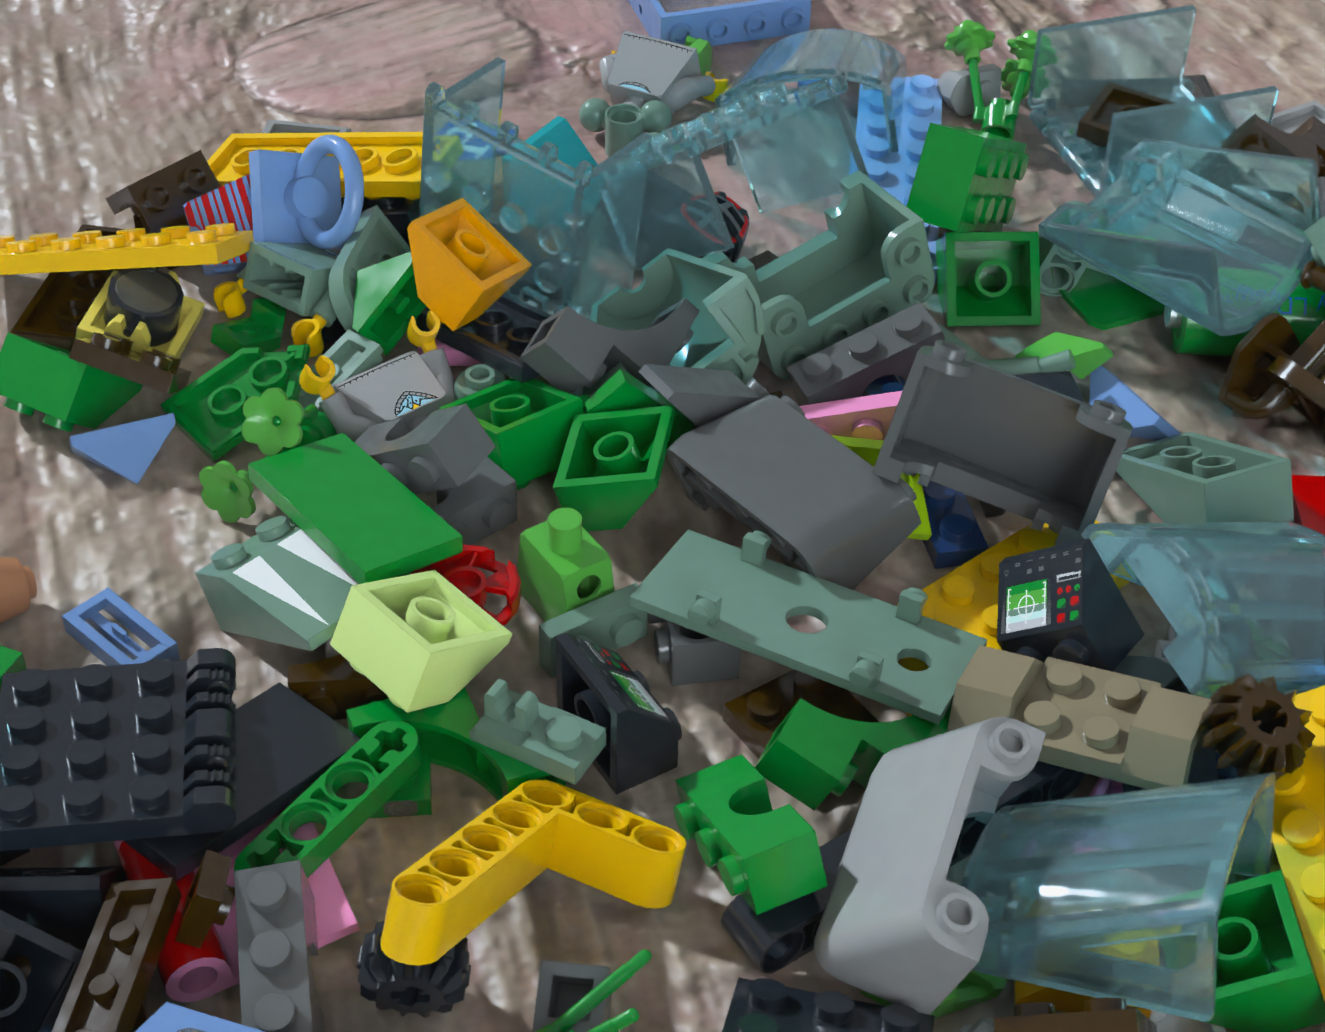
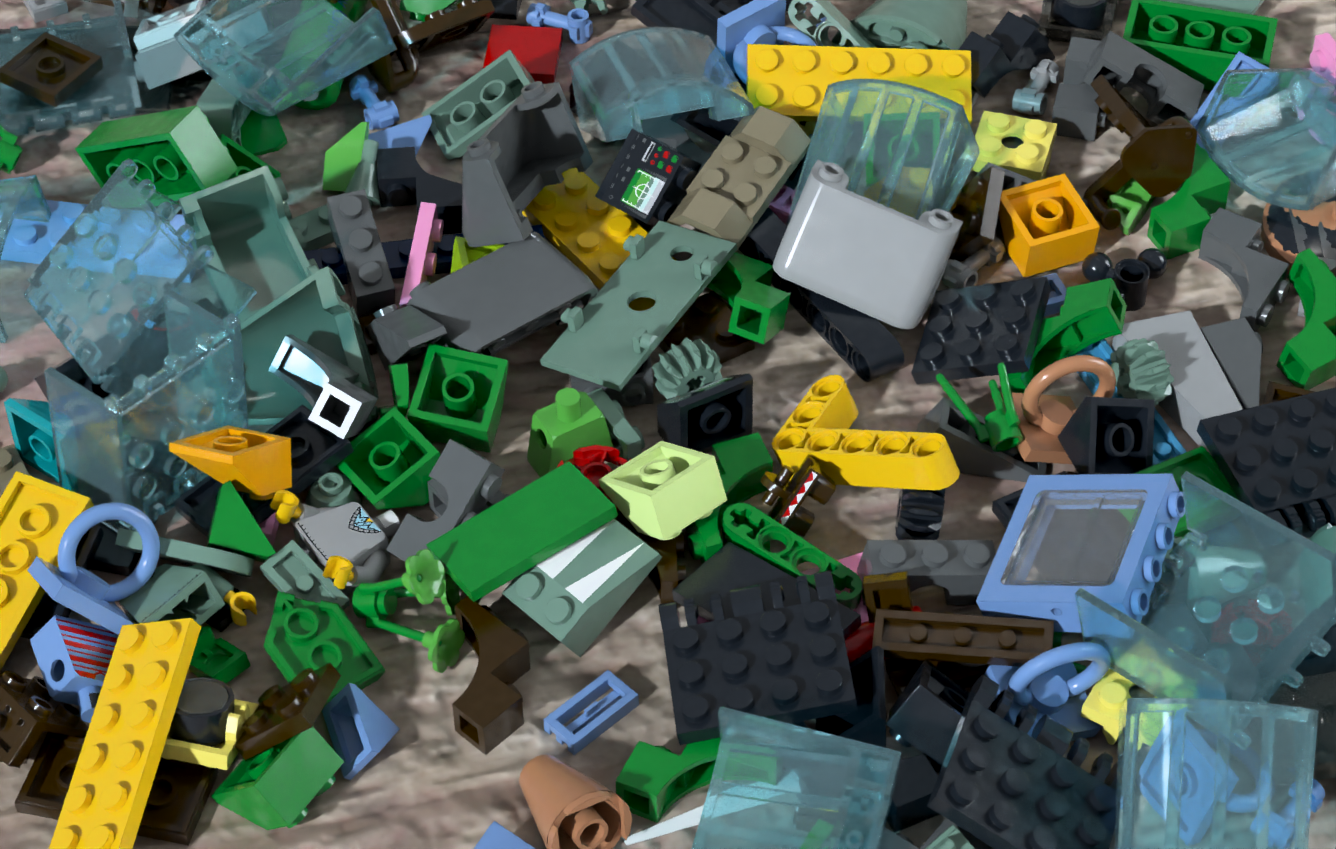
camera: 85 degrees left, 5 degrees up
(135, 535) = (490, 704): none -> dark brown arch
(439, 805) = (806, 482): none -> dark brown hips
(538, 733) = (742, 438): sand green plate -> none
(694, 686) = (686, 368): none -> sand green gear
(758, 850) = (852, 335): green arch -> none
(1173, 392) = (378, 113): none -> medium blue bar
(1256, 728) = (792, 87): dark brown gear -> none

